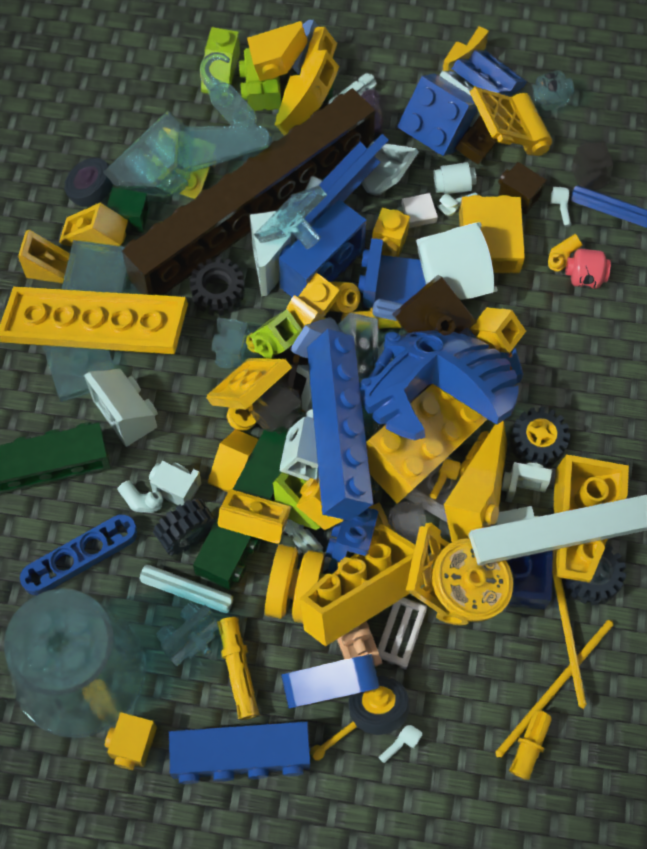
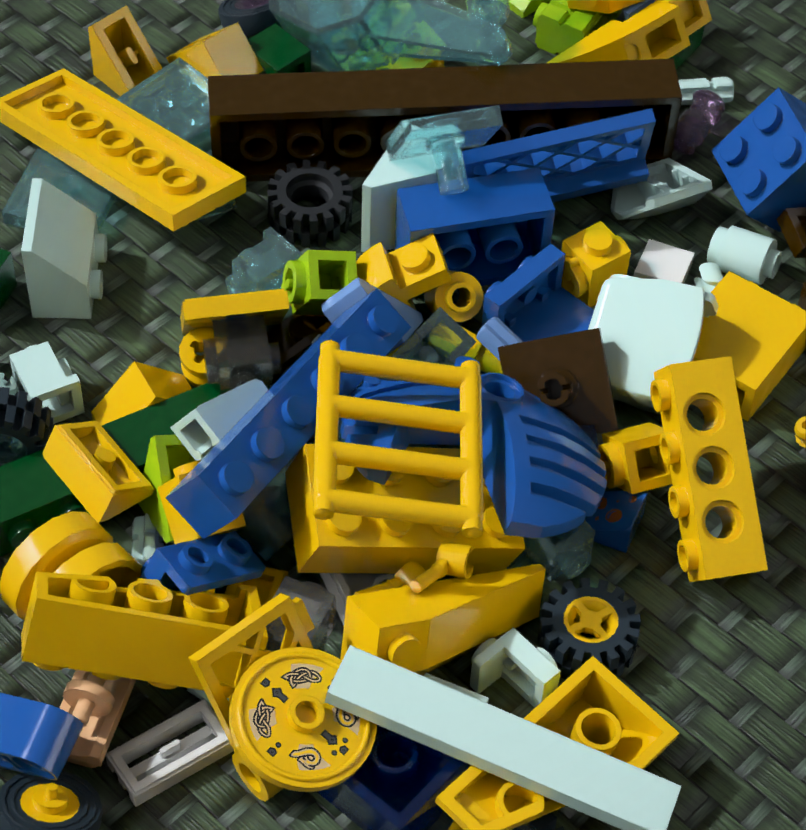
camera: 35 degrees right, 15 degrees down
(398, 441) = (330, 452): none -> yellow bar
(469, 449) = (450, 560): none -> yellow hand
(541, 304) = (722, 442): none -> yellow brick

